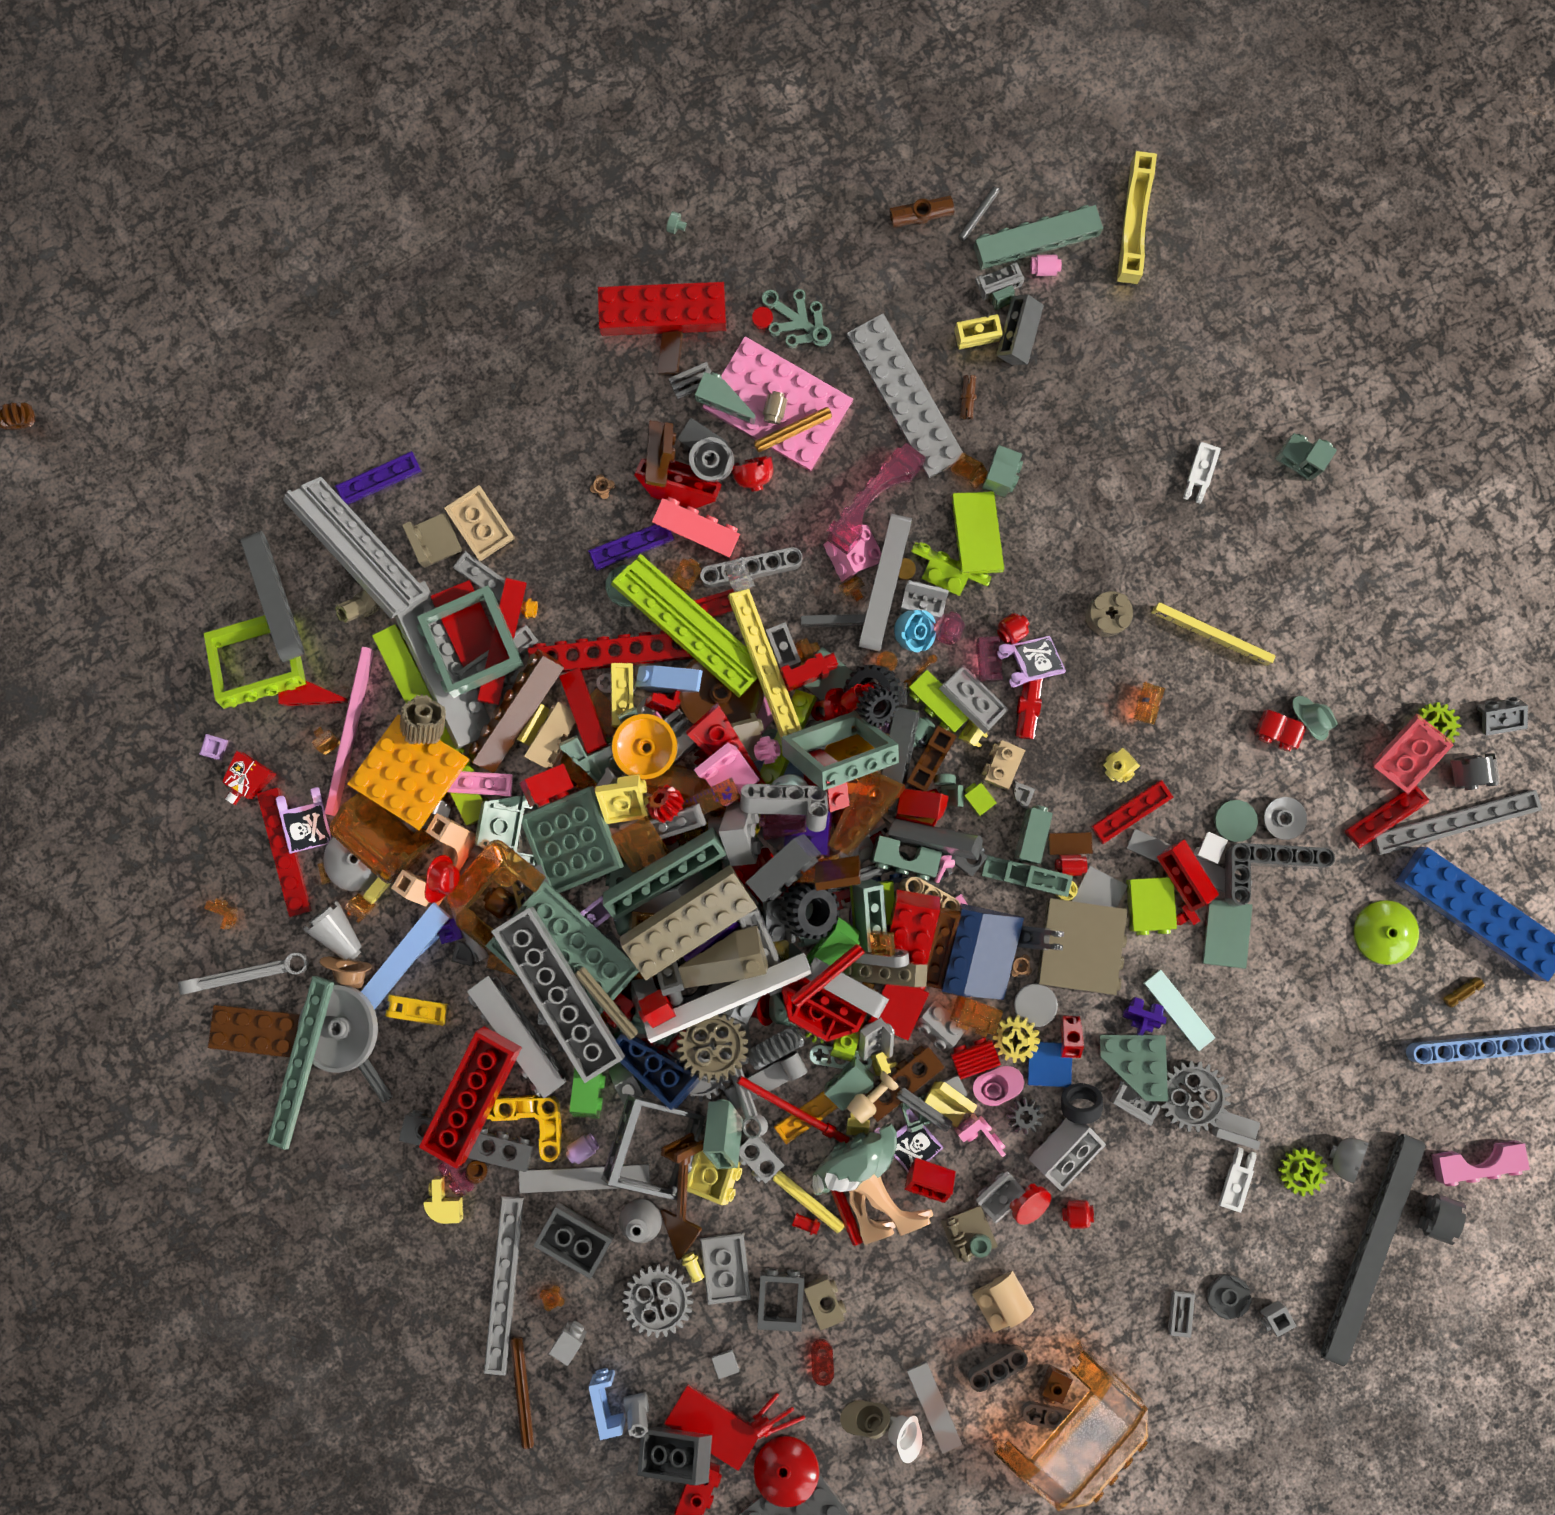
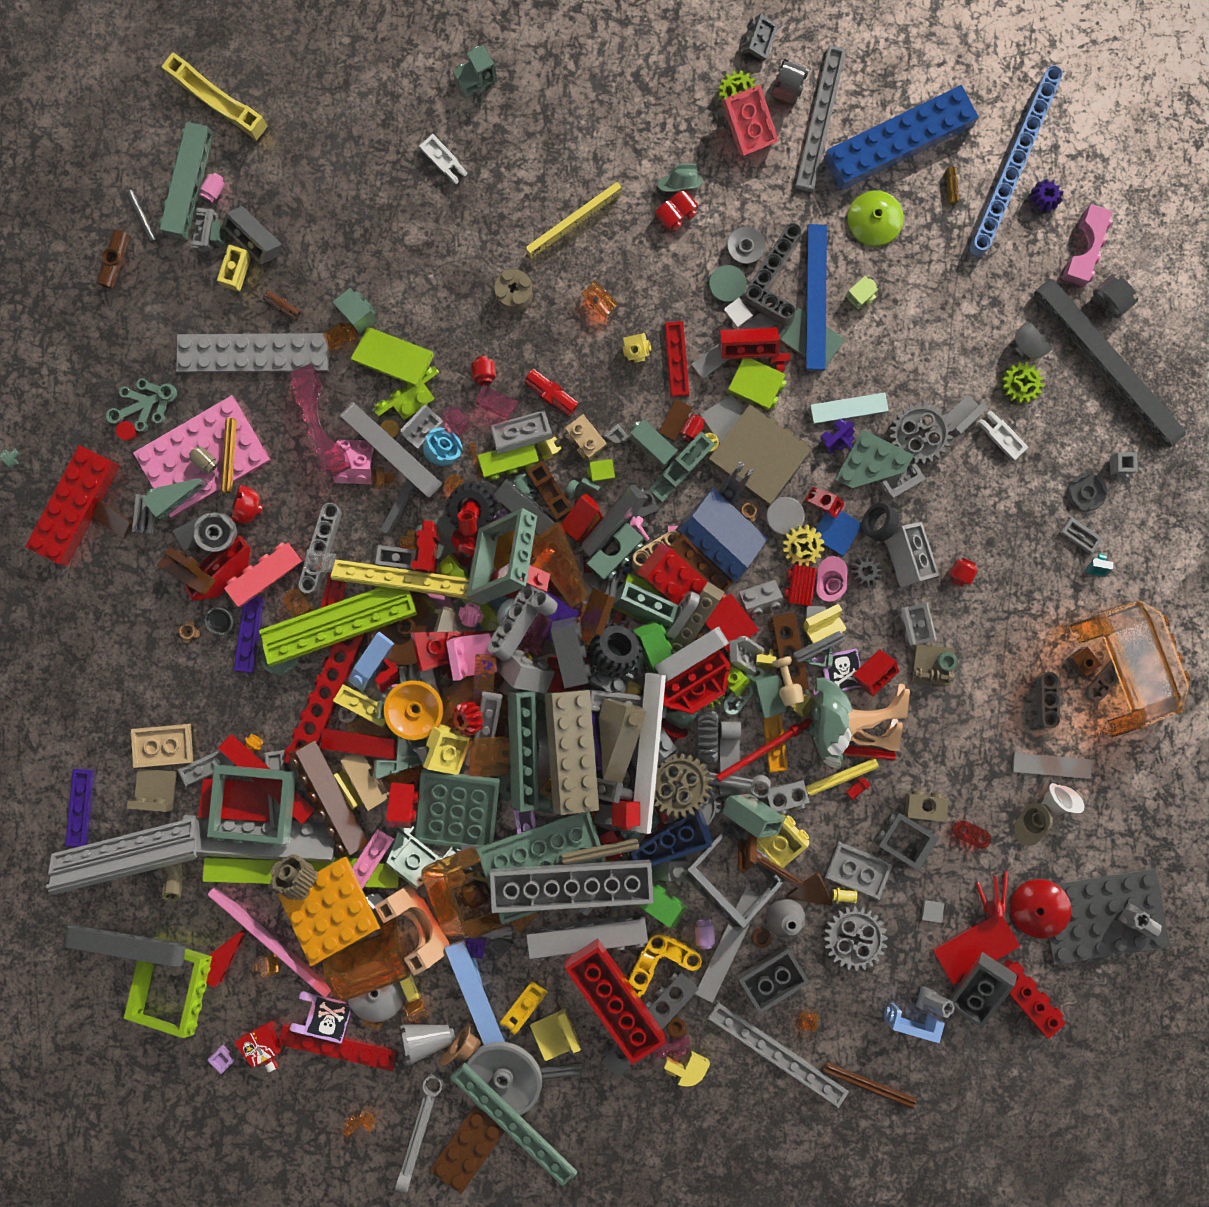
camera: 55 degrees left, 0 degrees up
(407, 1056) = (555, 1035): none -> light yellow bracket
(441, 878) = (429, 931): red piece -> none
(568, 1342) = (850, 1027): light grey brick -> none
(608, 1206) = (761, 937): none -> reddish brown tile
(628, 510) = (219, 620): none -> dark grey hair
(827, 975) = (673, 664): red axle -> none
(871, 698) = (477, 513): black tyre -> none
(882, 943) = (672, 607): clear orange tile -> none
(969, 1130) = (853, 620): bright pink bracket -> none
(976, 1015) = (768, 566): clear orange brick -> none
(1003, 1302) = (1000, 667): tan brick -> none
(1030, 1204) = (936, 604): tile -> none
(1035, 659) = (516, 367): flag -> none
(1161, 1349) = (1100, 566): none -> teal tile
(1272, 916) = (816, 297): none -> blue tile
(1303, 960) = (862, 292): none -> yellowish green brick
(1386, 816) = (787, 168): red tile -> none
(1500, 1095) = (1039, 195): none -> dark purple gear

